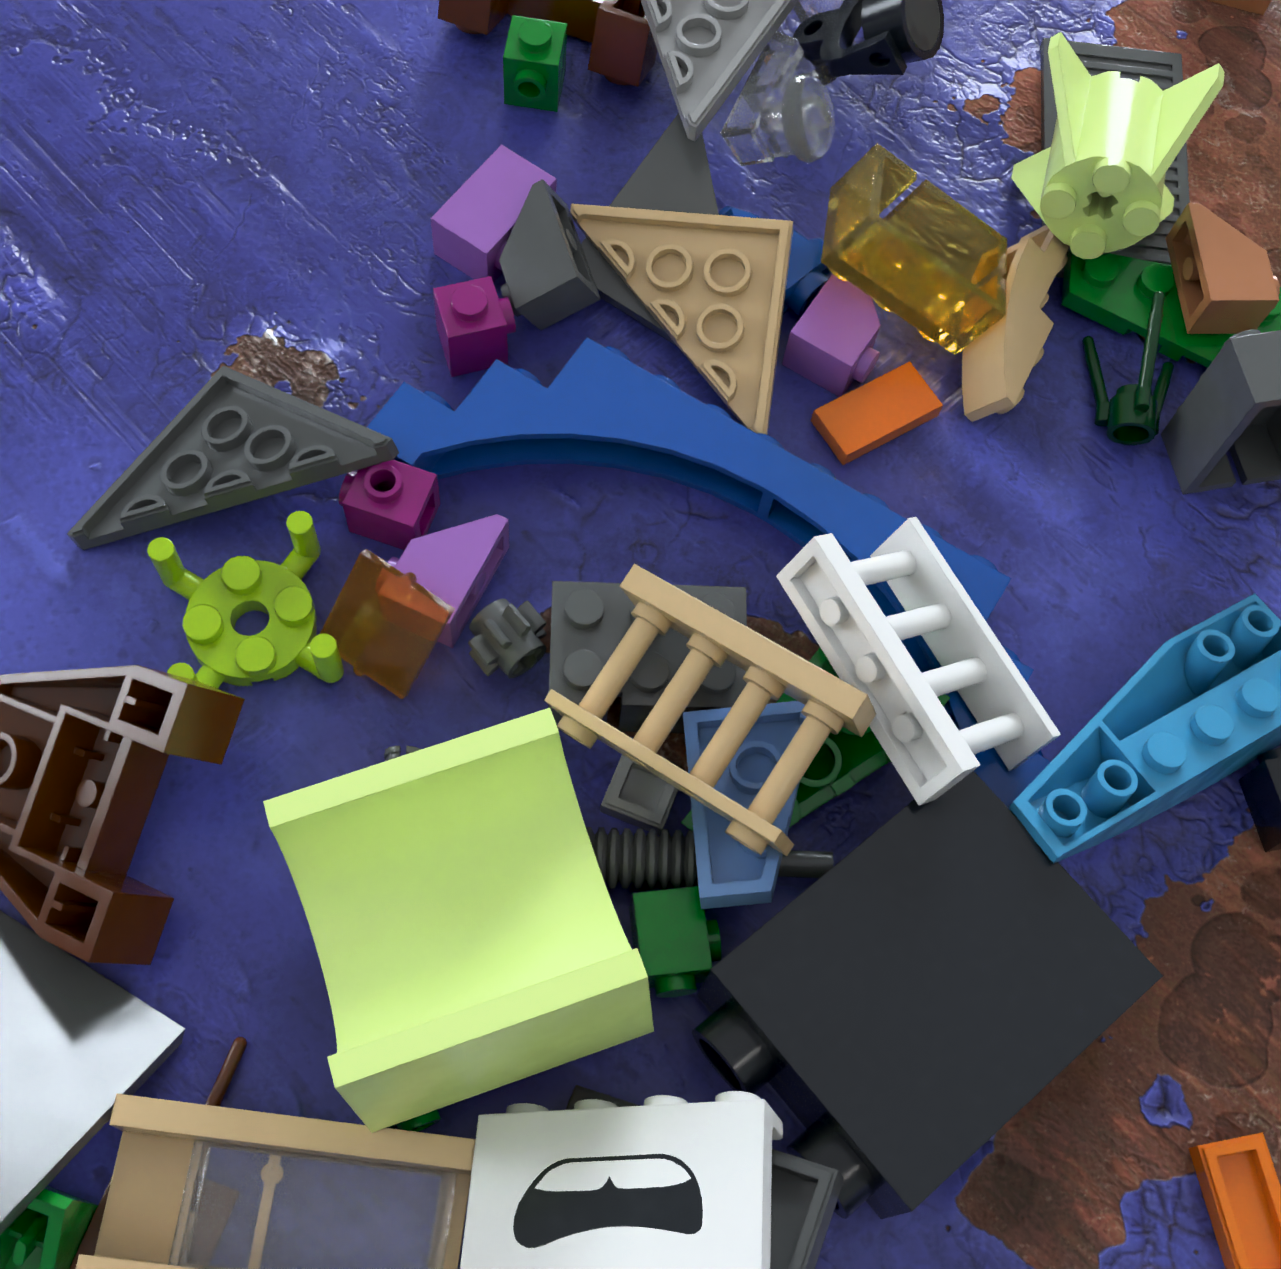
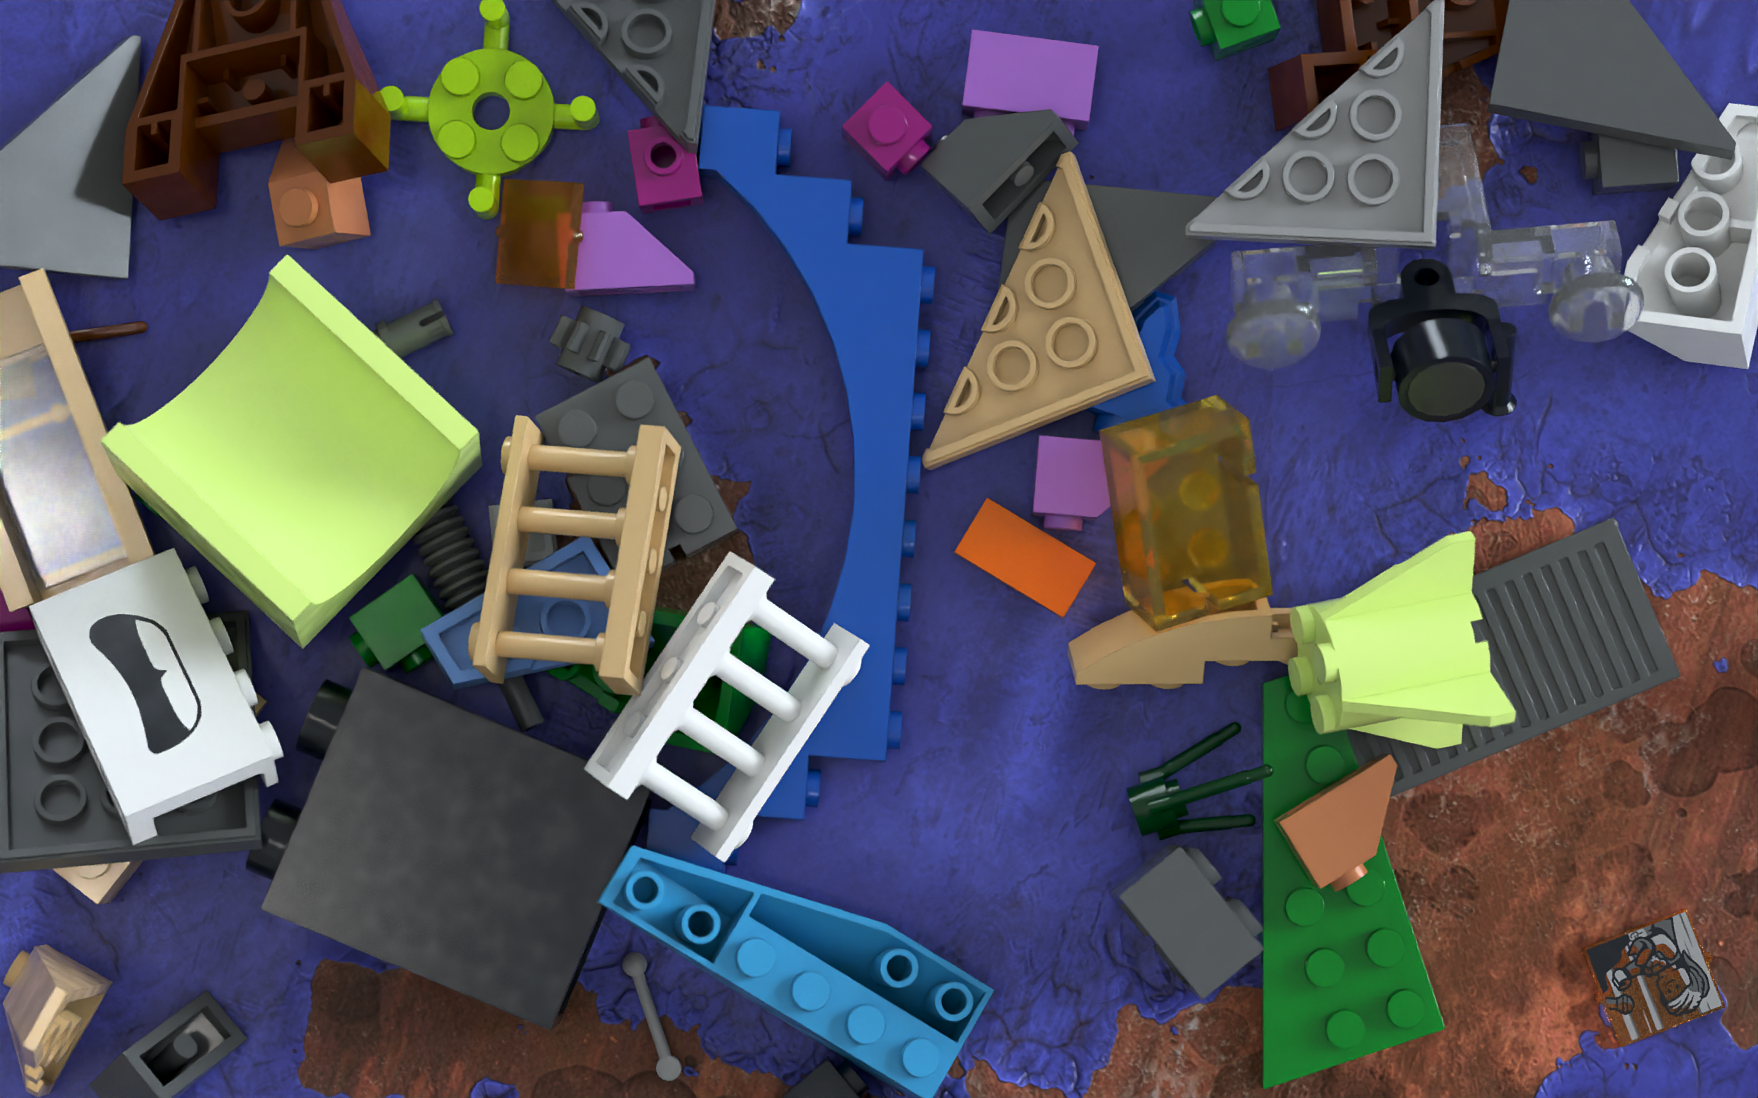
camera: 70 degrees right, 20 degrees up
(219, 798) = (310, 208): none -> nougat slope
(1196, 920) = (668, 1066): none -> light grey hinge

